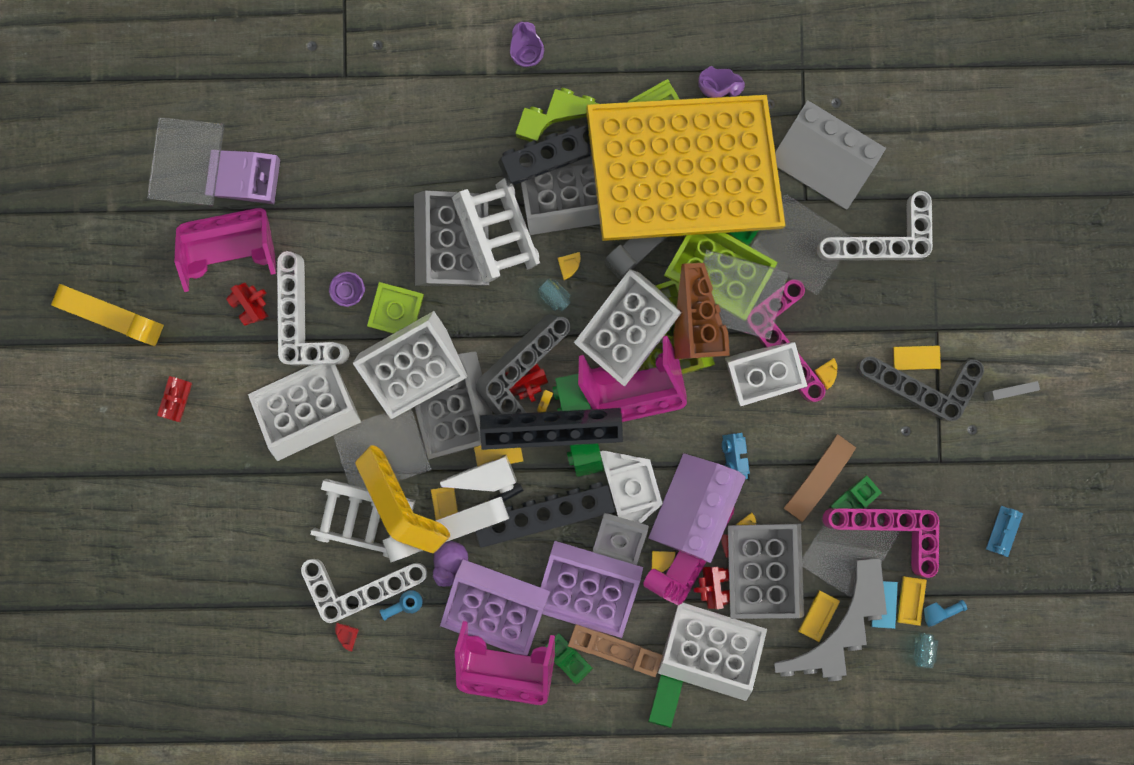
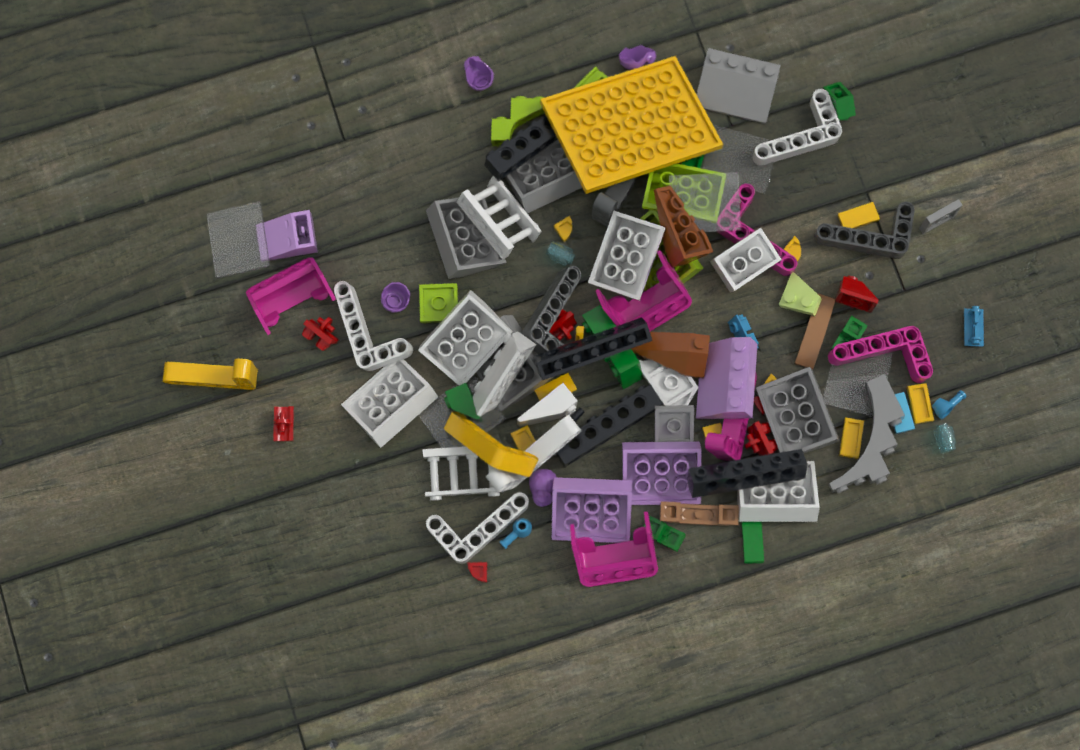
camera: 15 degrees left, 10 degrees down
(387, 439) = (461, 401): none -> green slope
(438, 422) = (502, 373): none -> white slope
(652, 458) = (678, 351): none -> dark orange wedge
(683, 624) = (747, 473): none -> black brick
(815, 433) = (800, 297): none -> yellowish green wing
(880, 450) = (856, 294): none -> red slope
(944, 211) = (841, 100): none -> green slope

